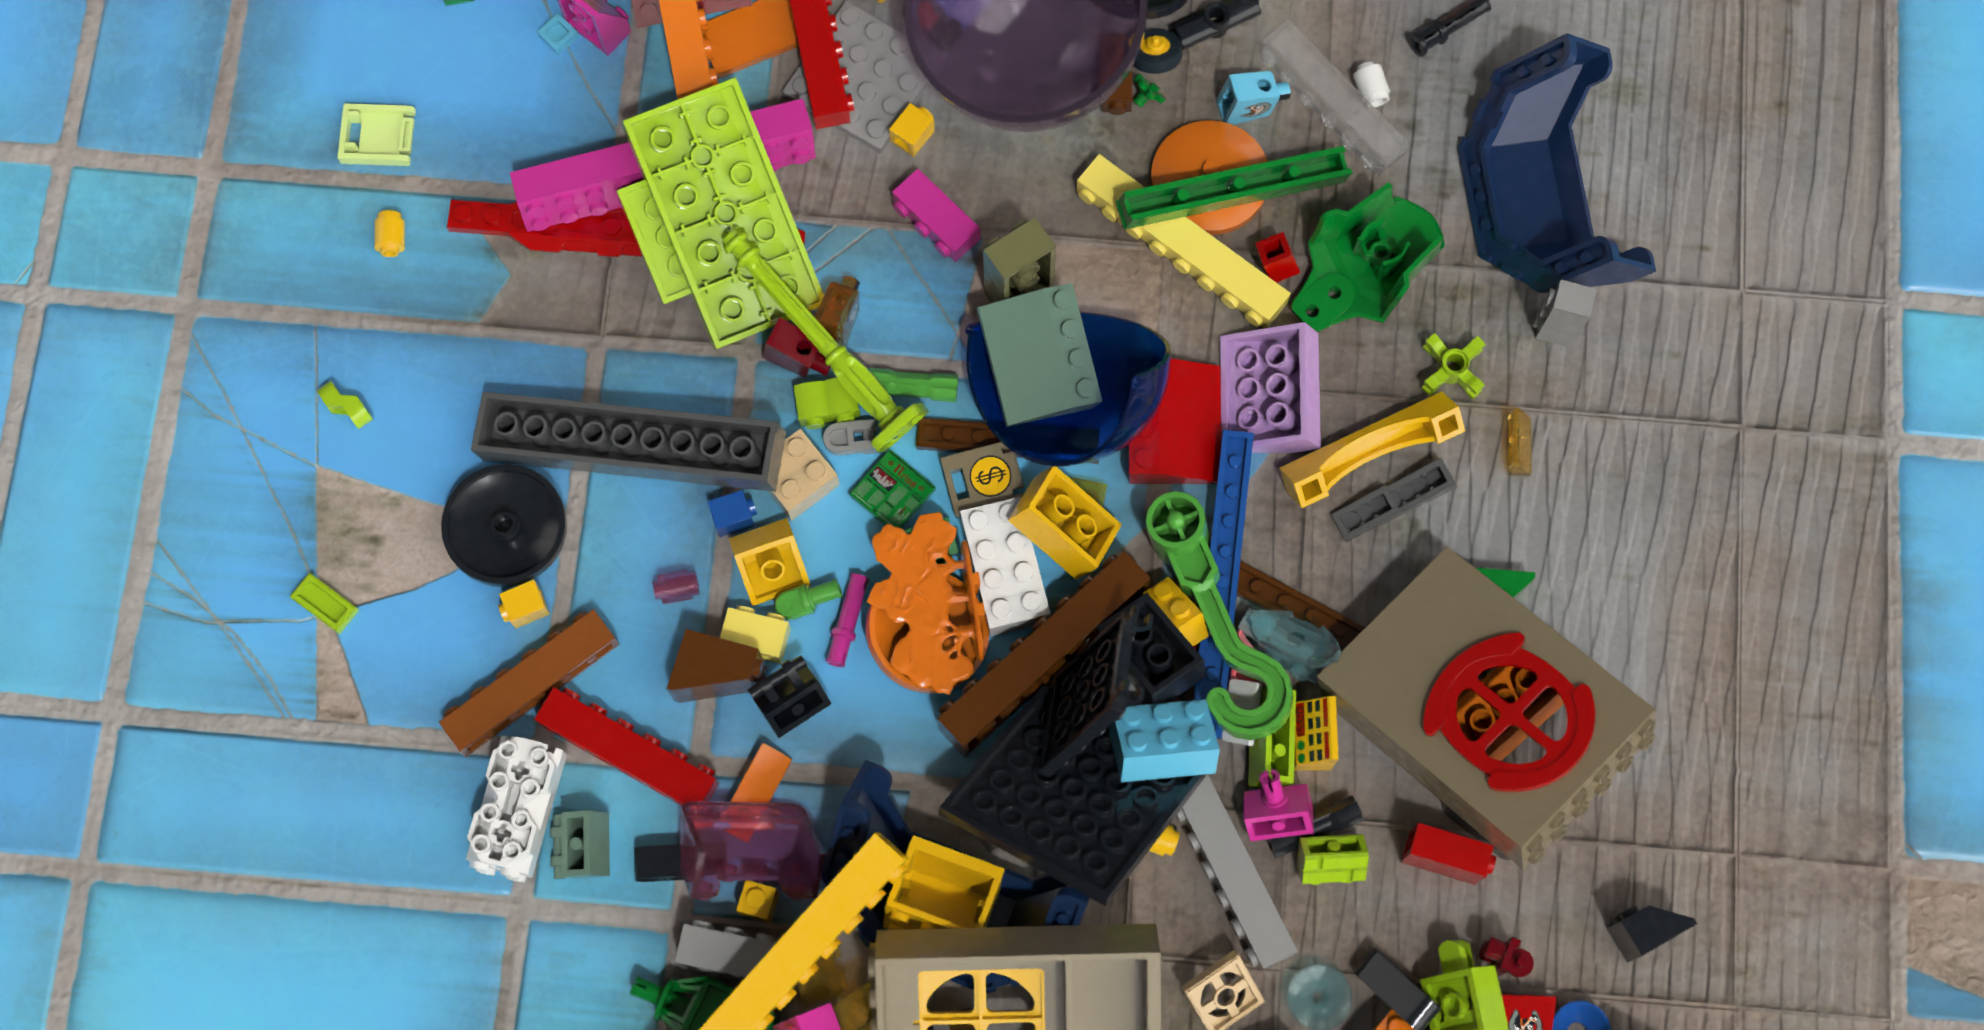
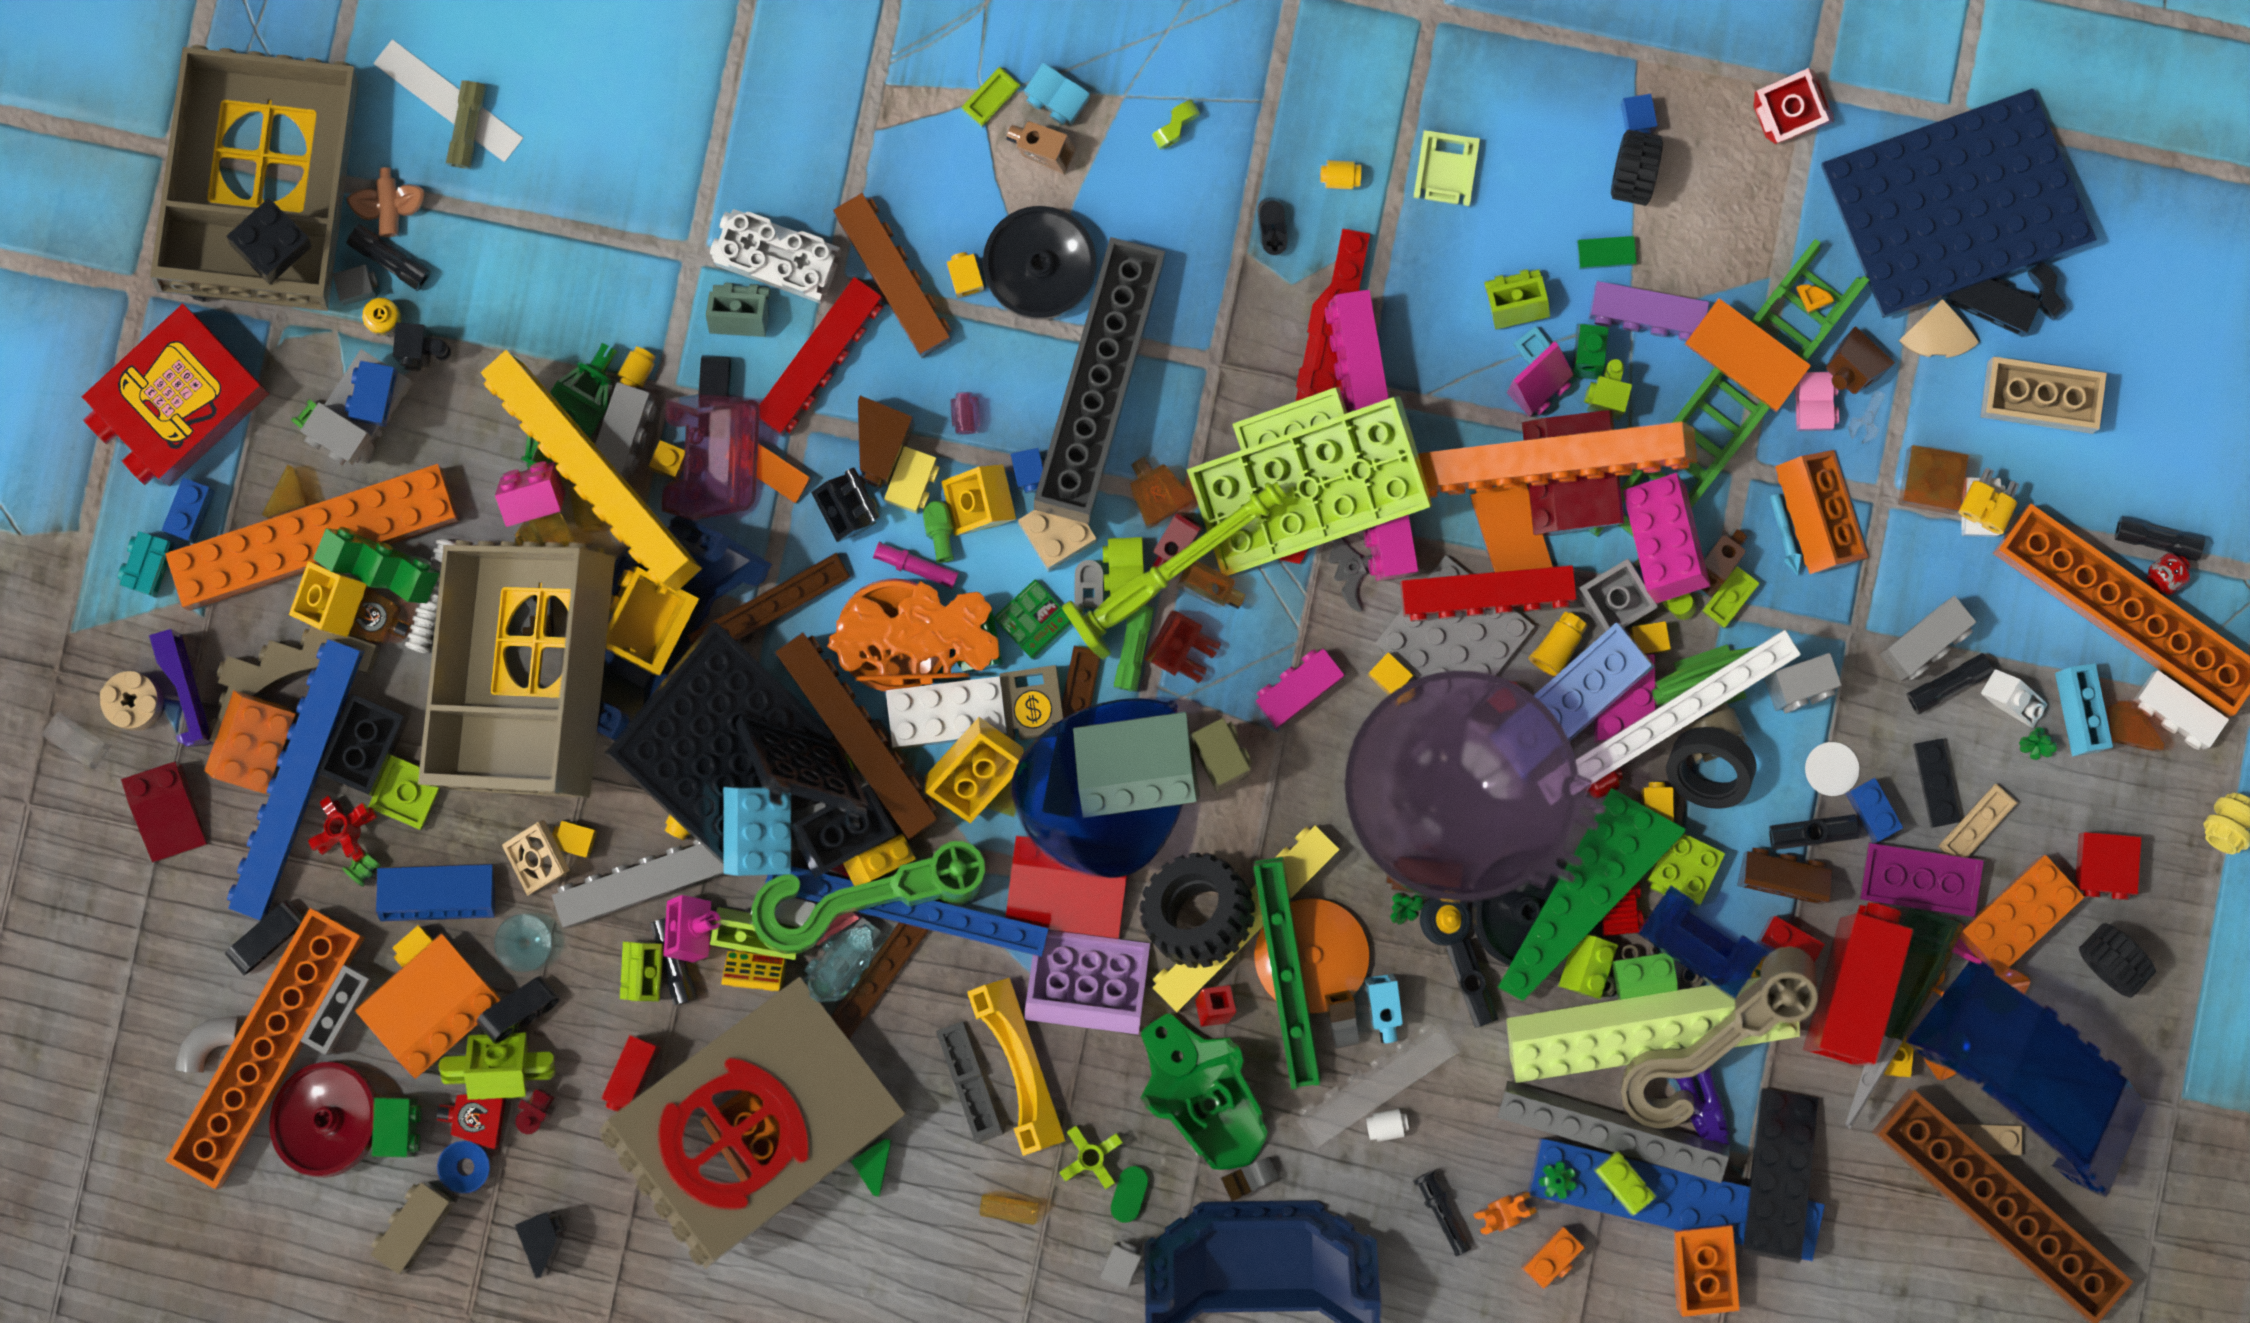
camera: 95 degrees right, 10 degrees up
(318, 531) = (1056, 94): none -> medium azure brick
(375, 527) = (1043, 145): none -> medium nougat torso
(448, 296) = (1272, 212): none -> black piece
(508, 48) = (1517, 298): none -> lime brick
(655, 952) = (636, 368): none -> yellow brick
(744, 379) = (1157, 492): none -> clear orange torso
(805, 182) = (1350, 568): none -> dark grey piece
(904, 340) = (1174, 642): none -> clear red brick
(905, 766) = (780, 599): none -> reddish brown tile
(1144, 278) = (1174, 887): none -> black tyre
(1195, 953) = (574, 839): none -> yellow brick
(1273, 136) = (1342, 1018): none -> leg
(1448, 210) = (1249, 1178): none -> leg
(1489, 326) = (1129, 1194): none -> green tile

